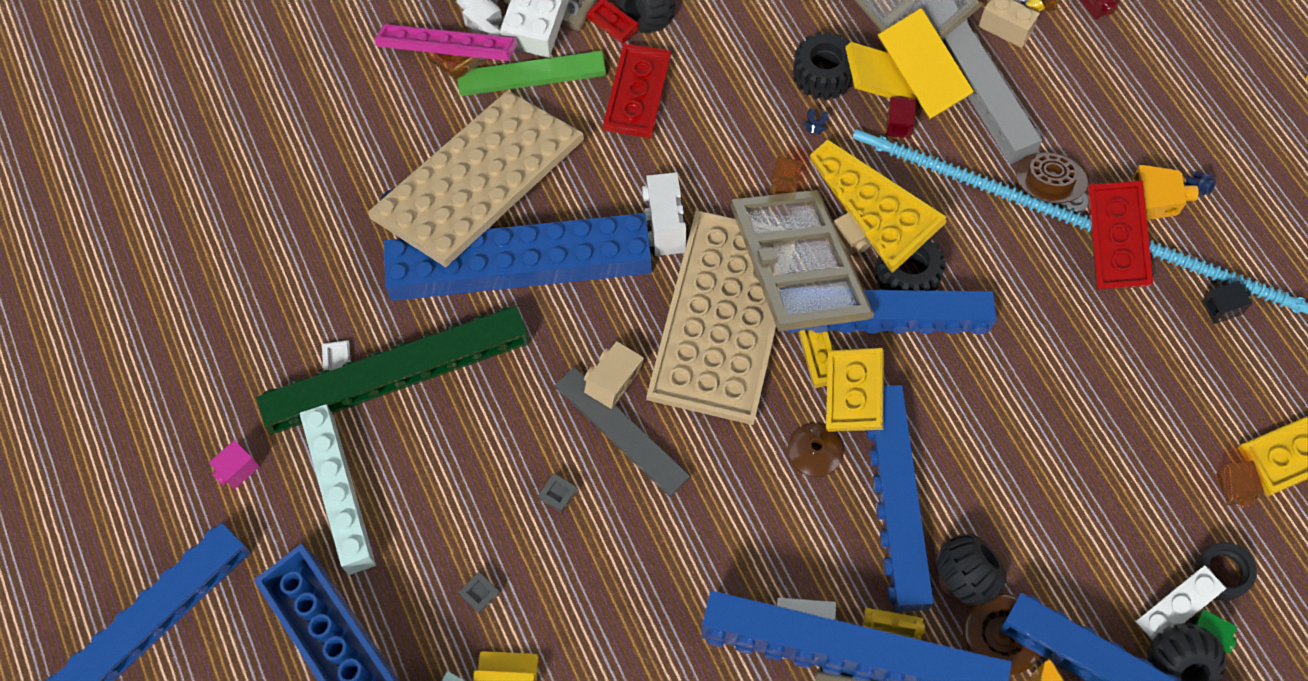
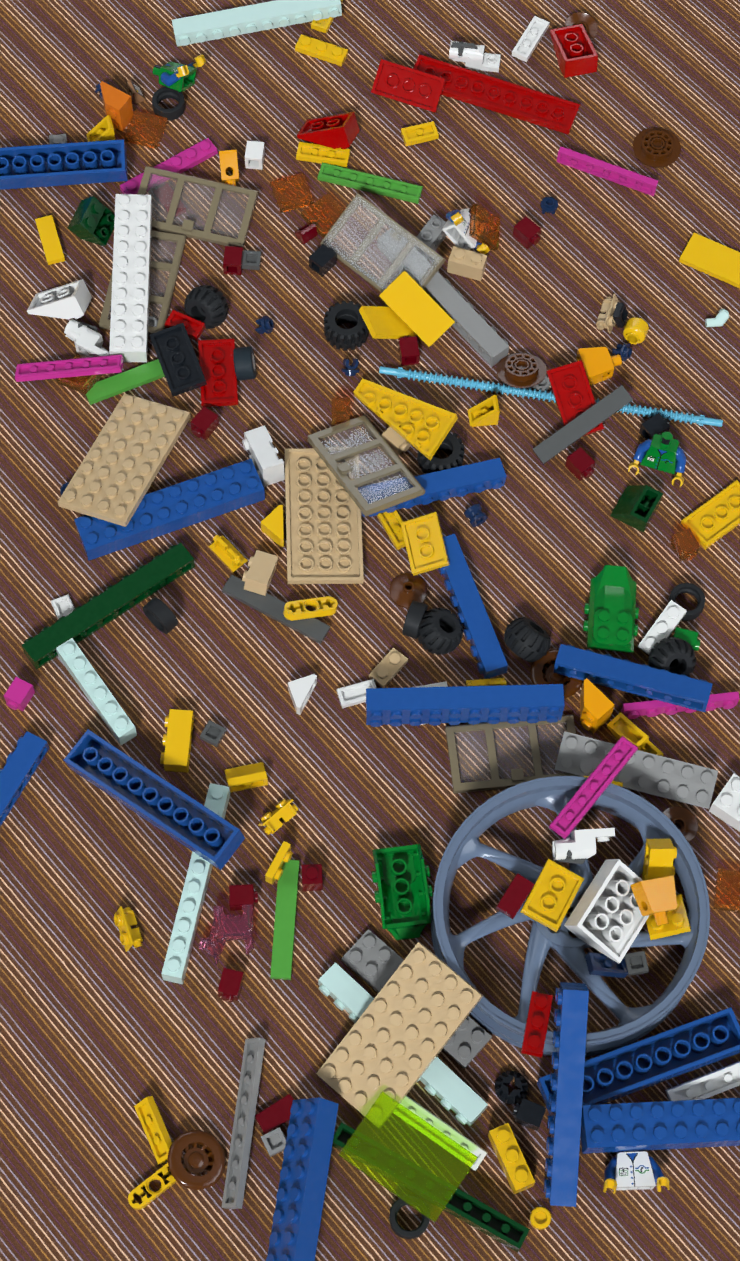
camera: 20 degrees left, 0 degrees up
(426, 591) = (177, 740): none -> yellow brick
(457, 402) = (160, 615): none -> black tyre
(558, 493) = (245, 658): dark grey plate -> none
(578, 335) = (227, 553): none -> yellow hinge
(588, 62) = (178, 359): none -> black plate
(599, 152) = (204, 423): none -> dark red brick
(622, 562) = (301, 690): none -> white slope
(648, 449) = (317, 603): none -> yellow beam
(652, 312) = (273, 526): none -> yellow slope
(674, 85) = (244, 363): none -> black wheel
(696, 585) = (354, 693): none -> white tile
(718, 43) = (266, 325): none -> dark blue plate
(756, 558) = (388, 668): none -> tan plate
(812, 498) = (414, 619): none -> black tyre
(844, 523) = (440, 631): none -> black wheel
(938, 365) = (475, 515): none -> dark blue wheel
(986, 224) = (484, 413): none -> yellow slope
(1107, 327) = (580, 464): none -> dark red brick
(1108, 559) = (611, 611): none -> green slope
(1124, 271) = (582, 424): none -> dark grey tile
(1179, 408) = (637, 506): none -> dark green slope
(1195, 120) = (606, 320): none -> tan hinge
(1208, 132) = (620, 314): none -> black tile
(1226, 158) = (635, 330): none -> yellow head
(1232, 341) = (661, 454): none -> torso

